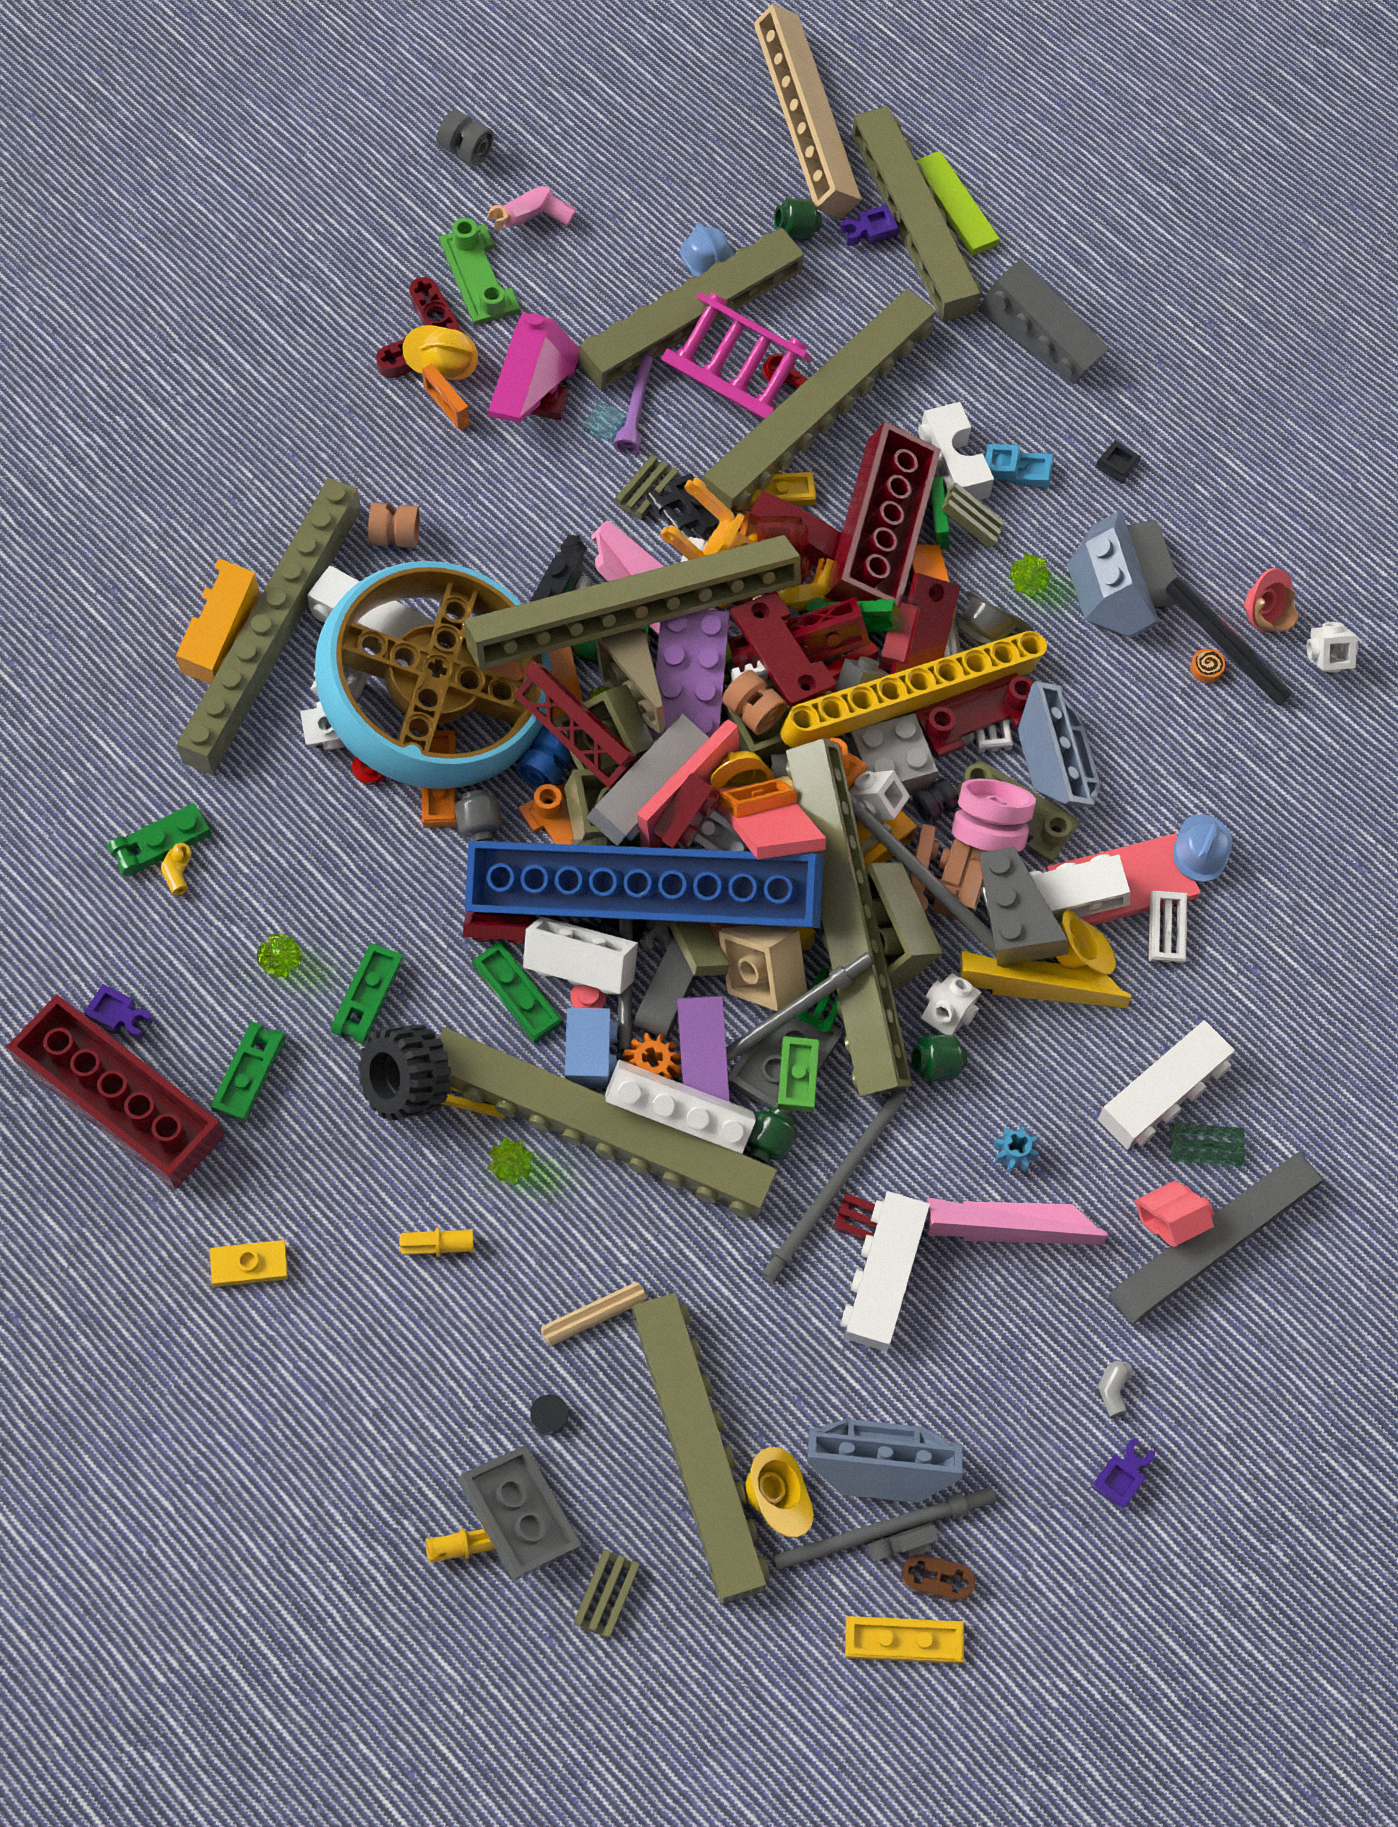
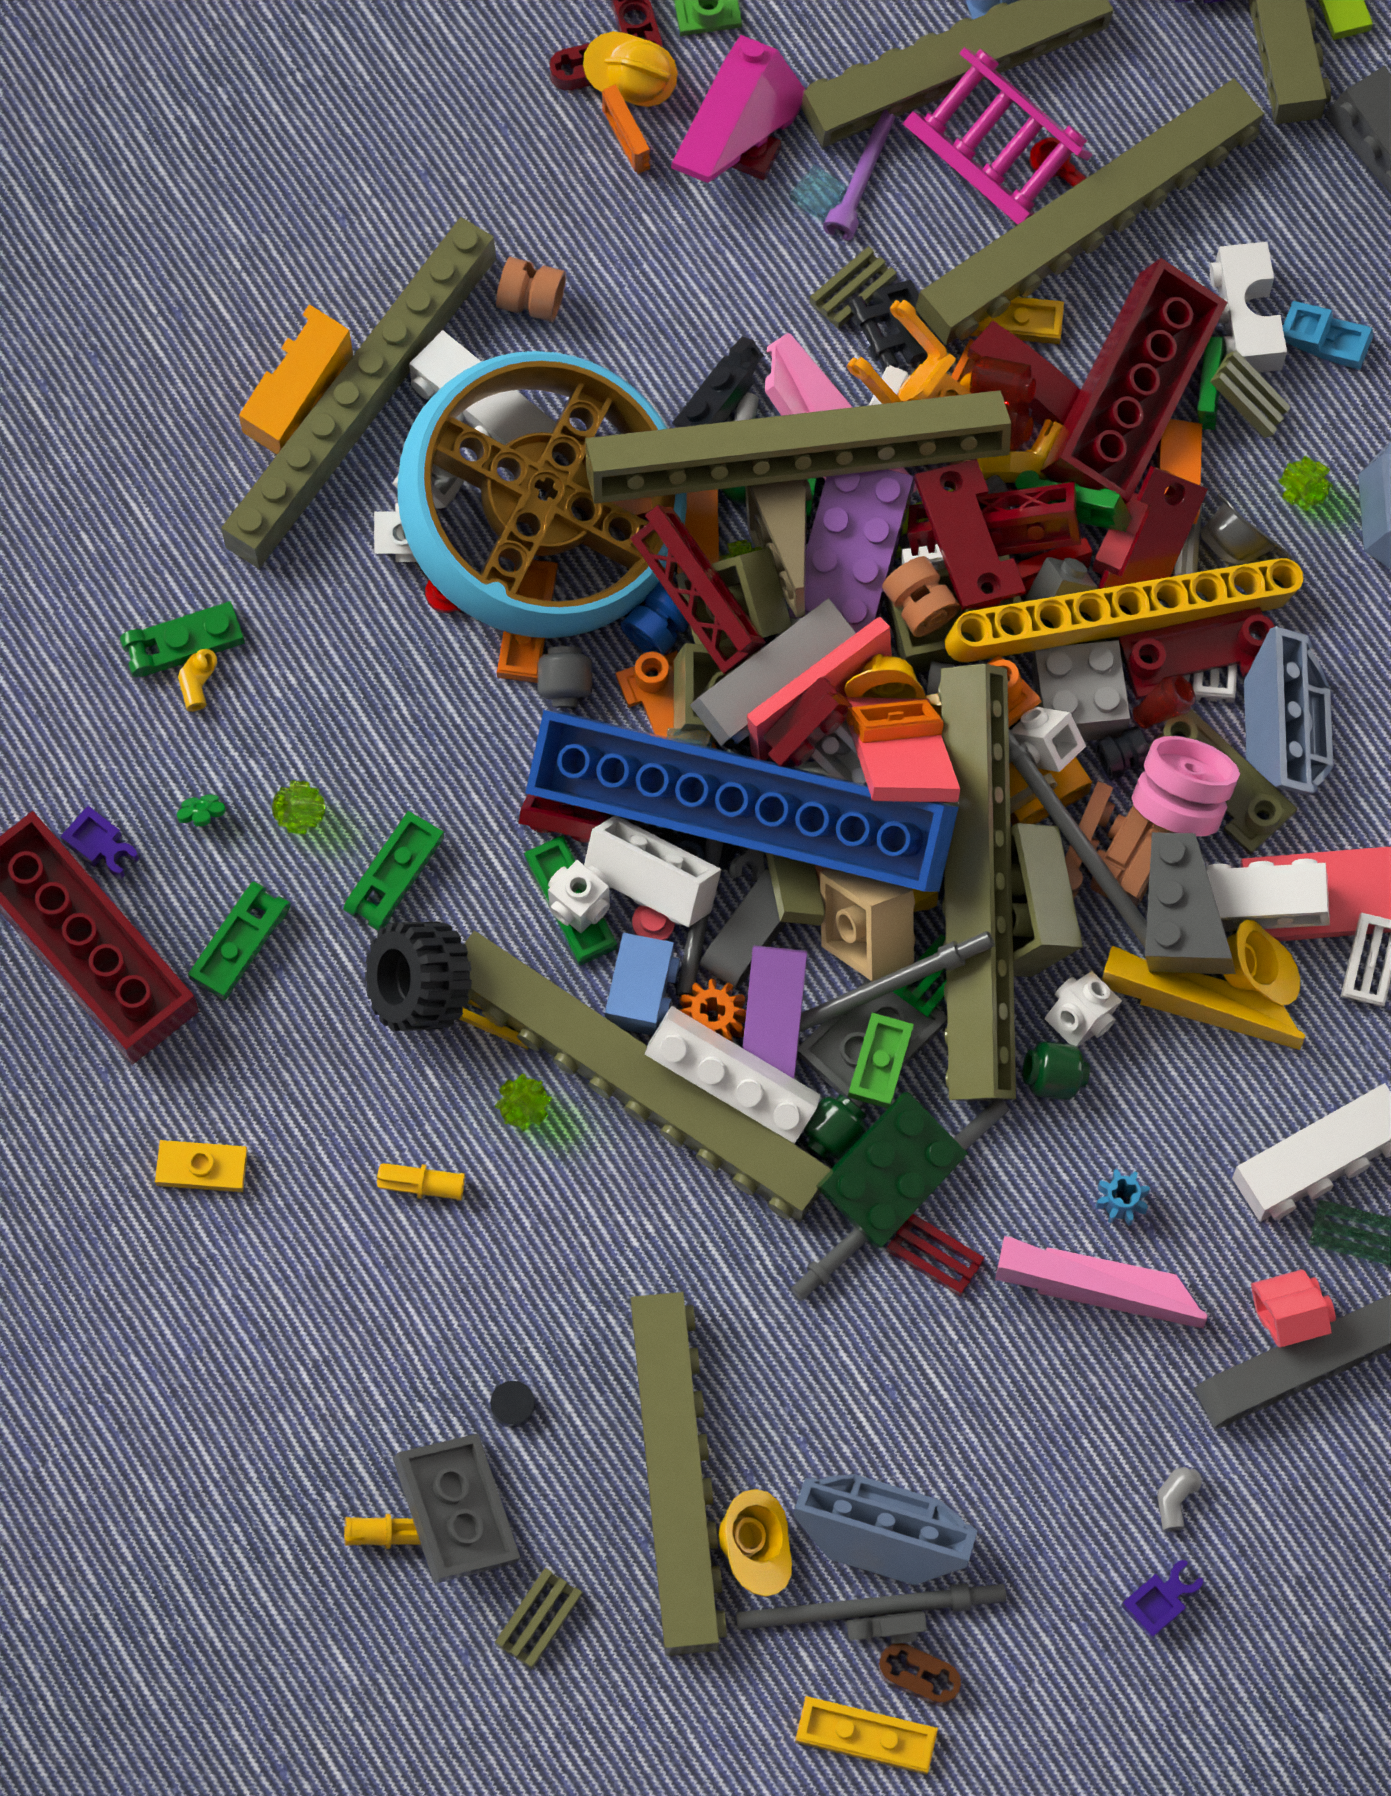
camera: 15 degrees right, 5 degrees up
(198, 972) = (200, 810): none -> green plant
(524, 995) = (583, 907): none -> white brick
(593, 1314) = (585, 1298): tan axle -> none
(825, 1161) = (892, 1169): none -> dark green plate
(886, 1271) = (935, 1312): white brick -> none
(963, 753) = (1166, 701): none -> clear red cone

